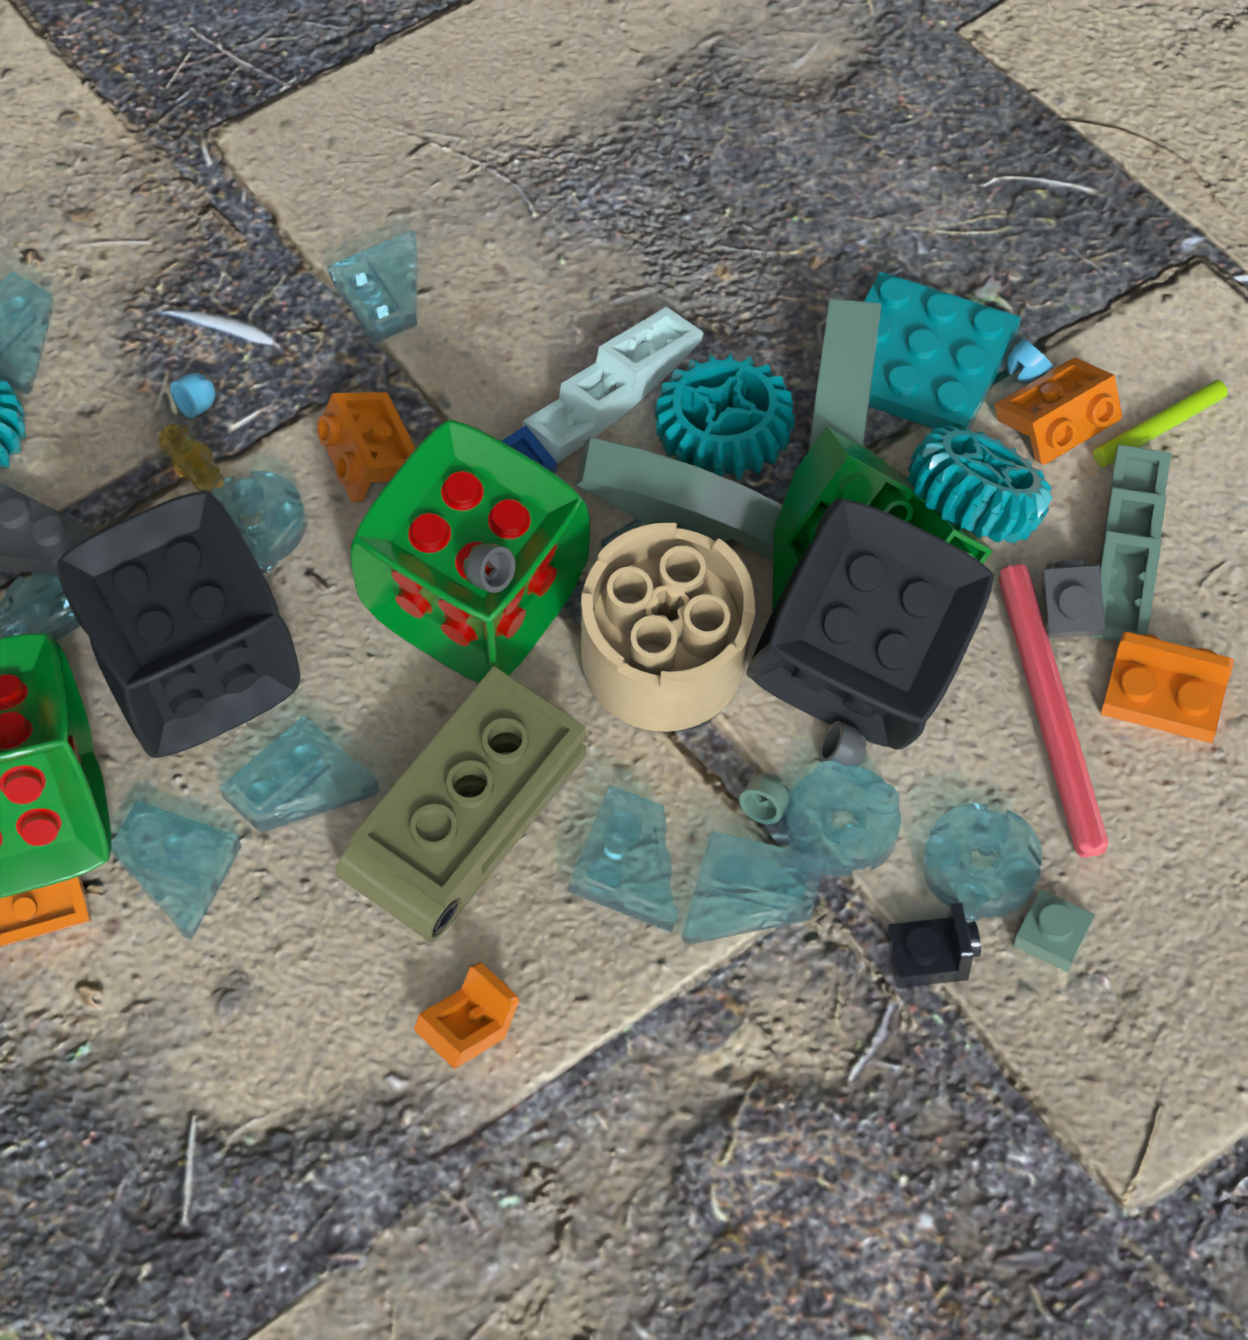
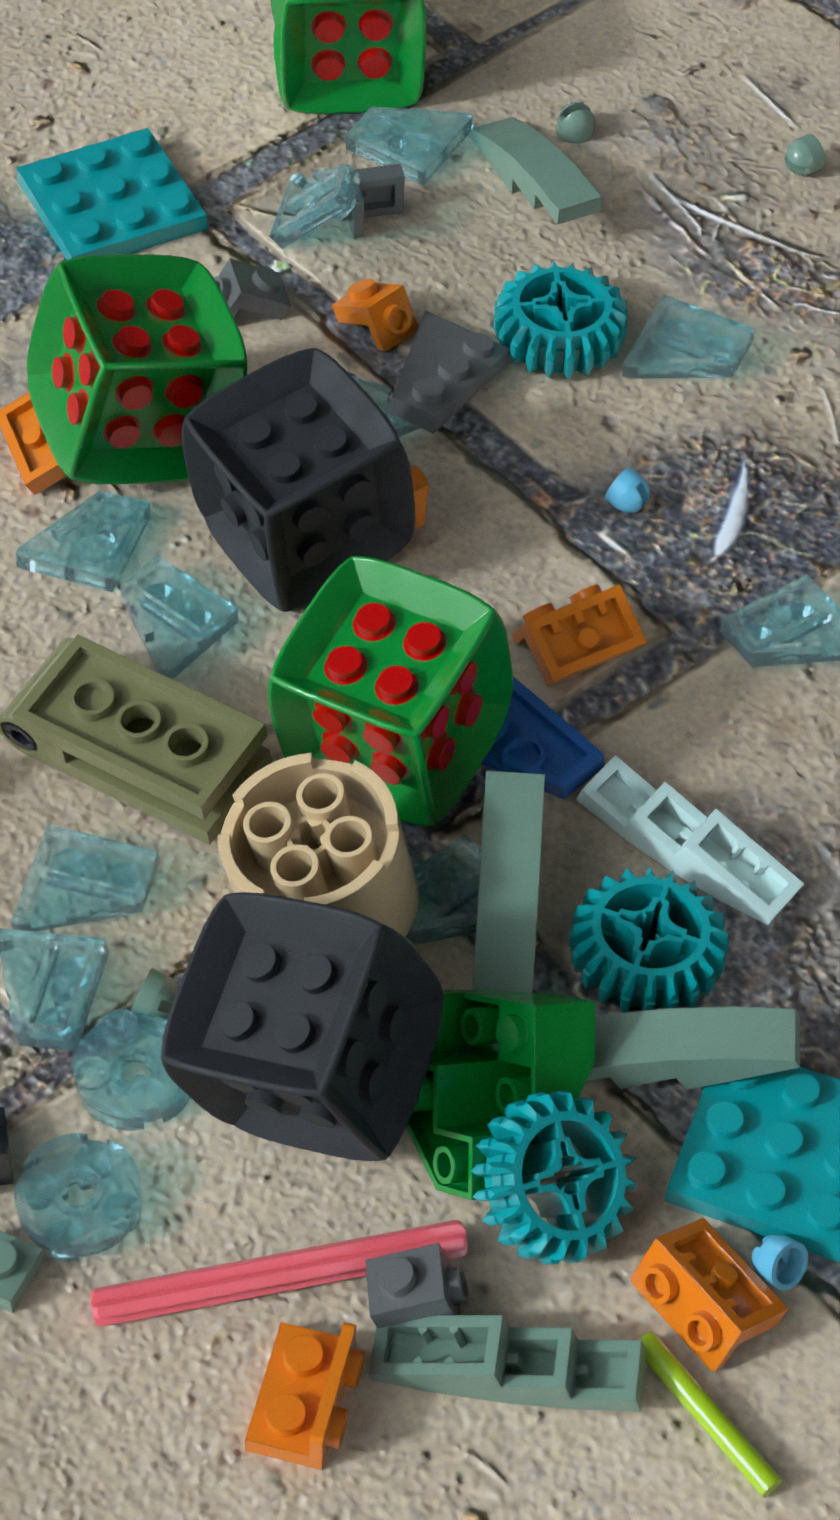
camera: 80 degrees right, 5 degrees down
(190, 458) = (536, 493): clear yellow axle -> none
(282, 516) = (483, 528): clear light blue plate -> none
(495, 557) = (310, 658): dark grey hinge -> none

